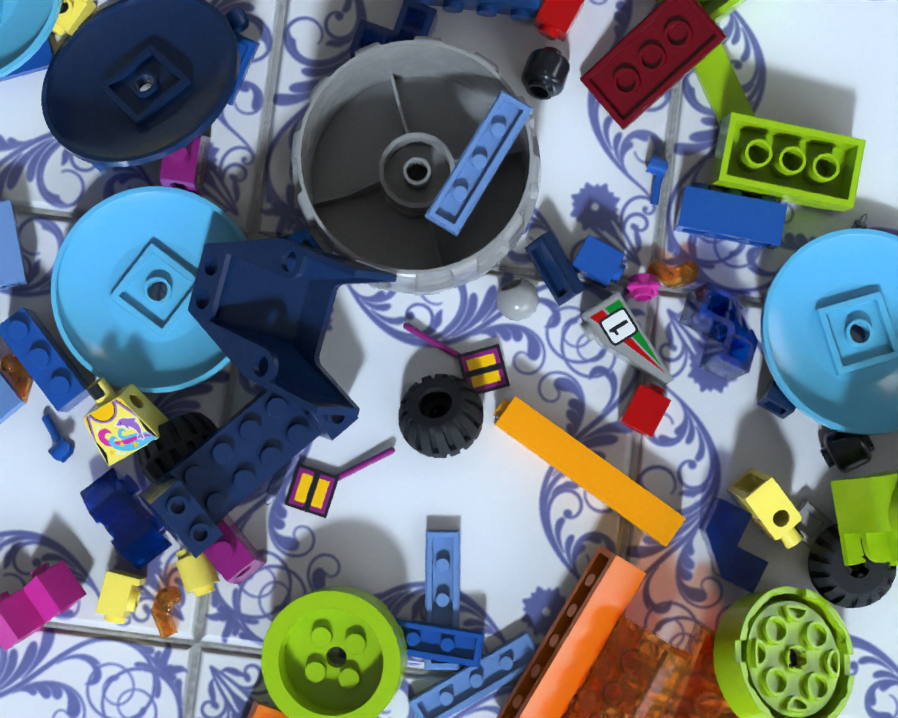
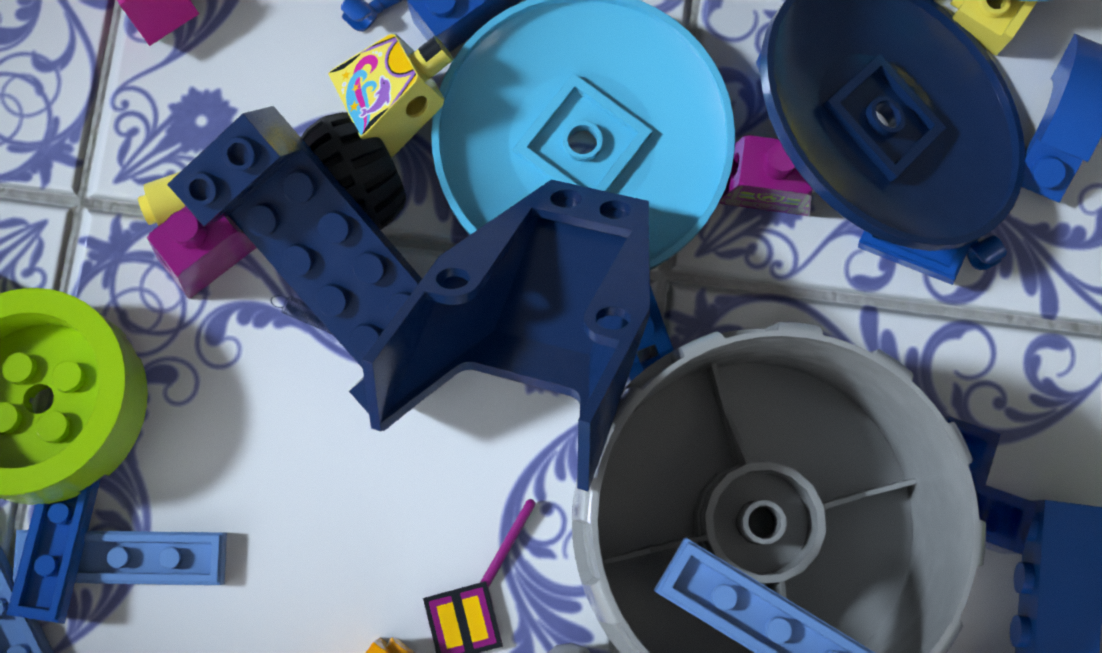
camera: 90 degrees right, 5 degrees down
(116, 505) = (274, 74): clear blue brick -> none
(119, 595) = (148, 92): light yellow brick -> none
(162, 610) = (126, 152): clear orange arm -> none
(314, 489) = (291, 367): piece -> none
(440, 415) = (406, 531): black wheel -> none

